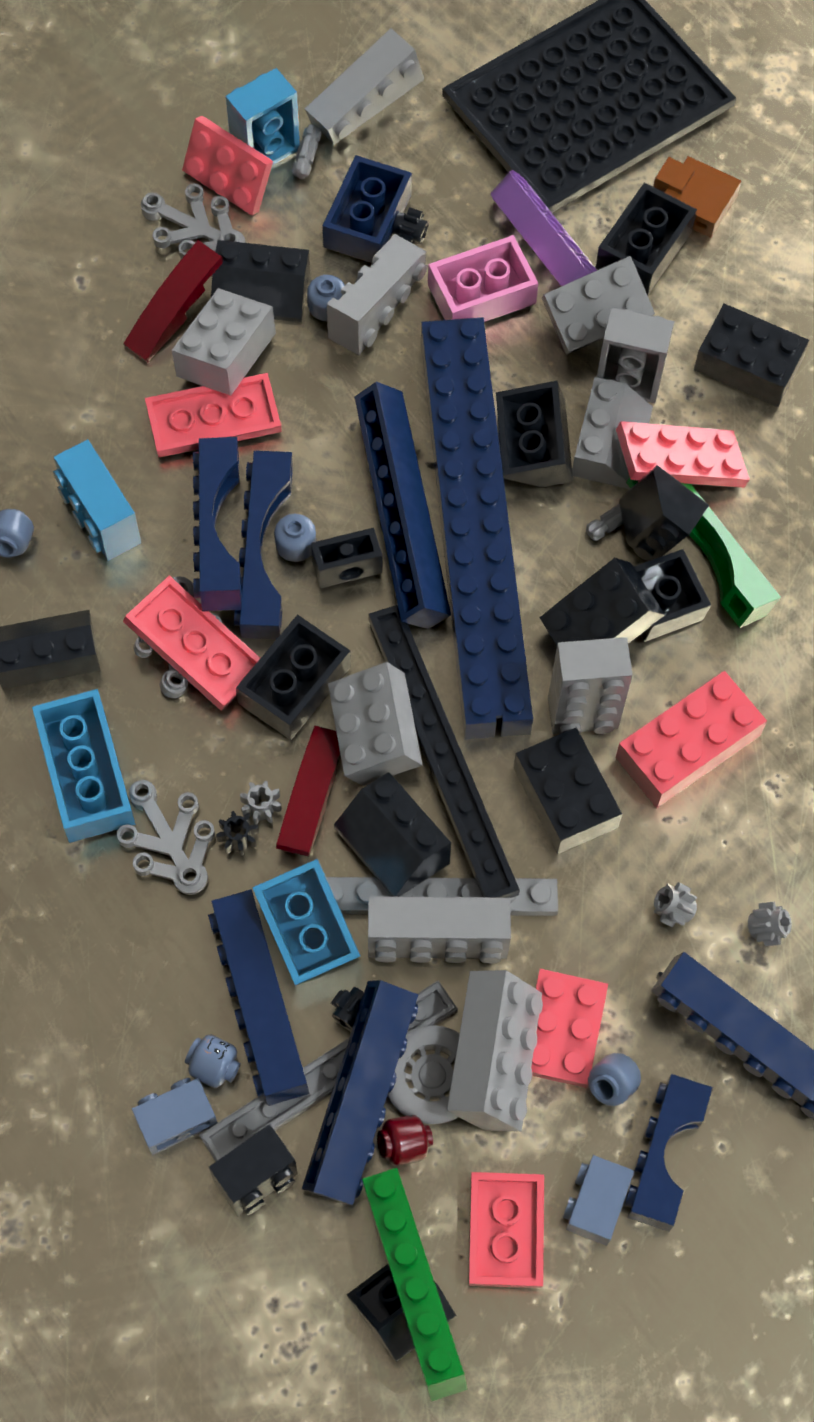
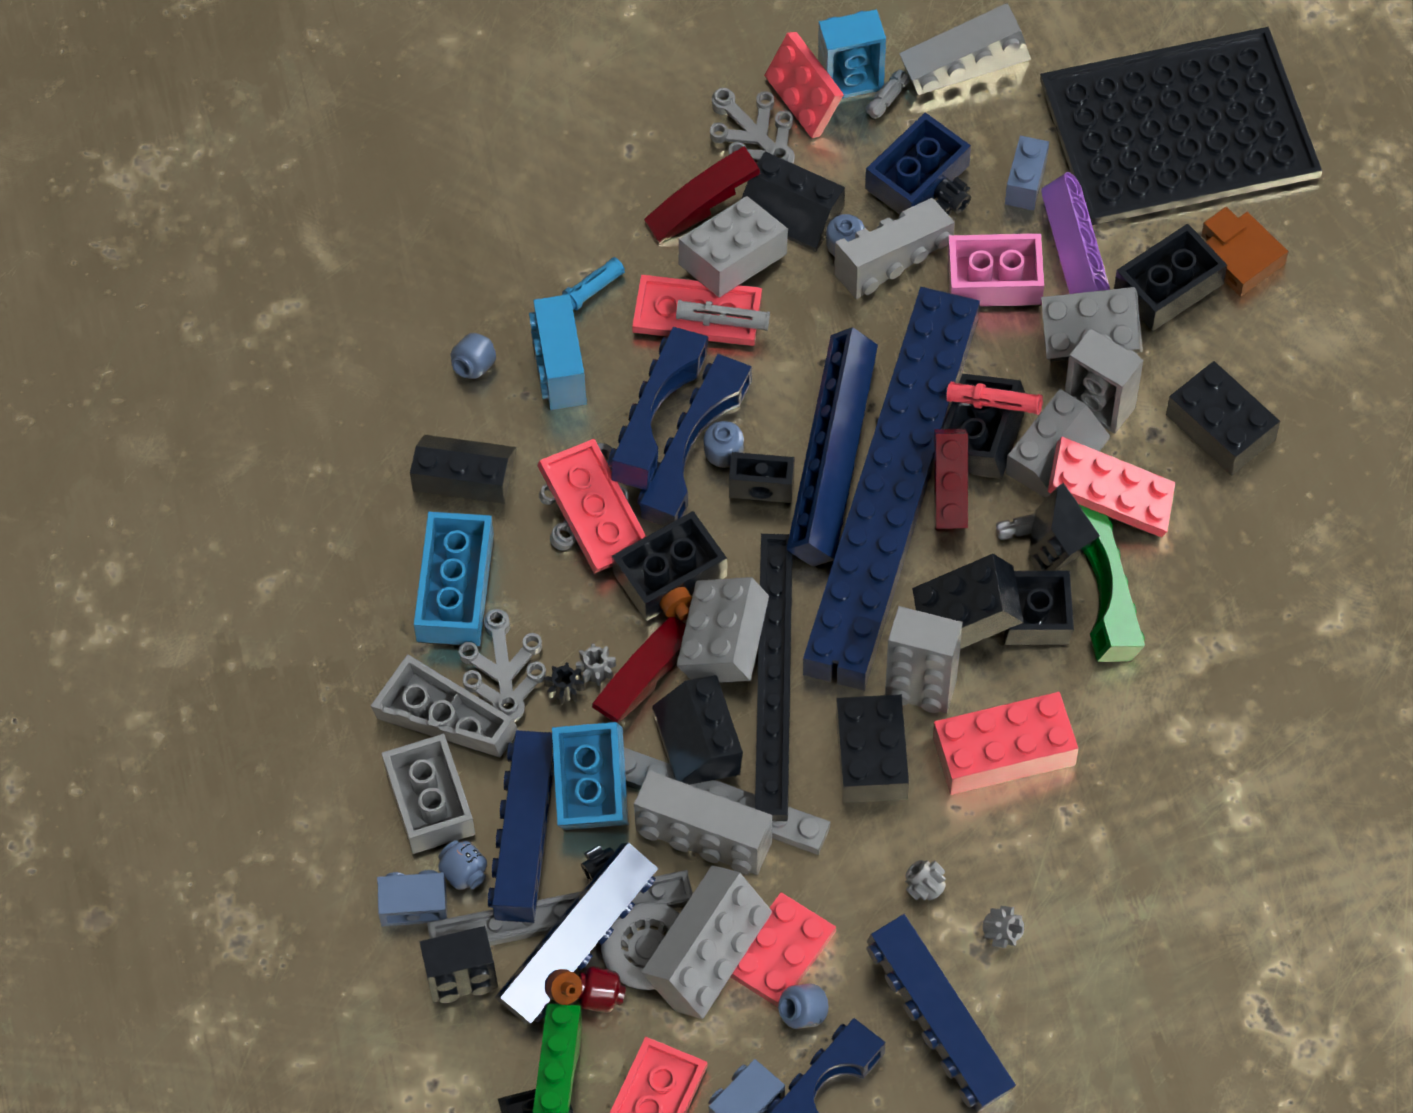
camera: 25 degrees right, 5 degrees down
(101, 419) = (594, 282): none -> dark azure pin
(124, 904) = (436, 706): none -> light grey wedge
(147, 999) = (428, 793): none -> light grey brick
(280, 405) = (686, 310): none -> light grey pin
(318, 712) = (676, 603): none -> dark orange tile
(372, 1154) = (563, 986): none -> dark orange tile
(470, 184) = (1026, 173): none -> sand blue brick
(532, 497) = (950, 478): none -> dark red brick
(541, 405) = (996, 398): none -> coral pin

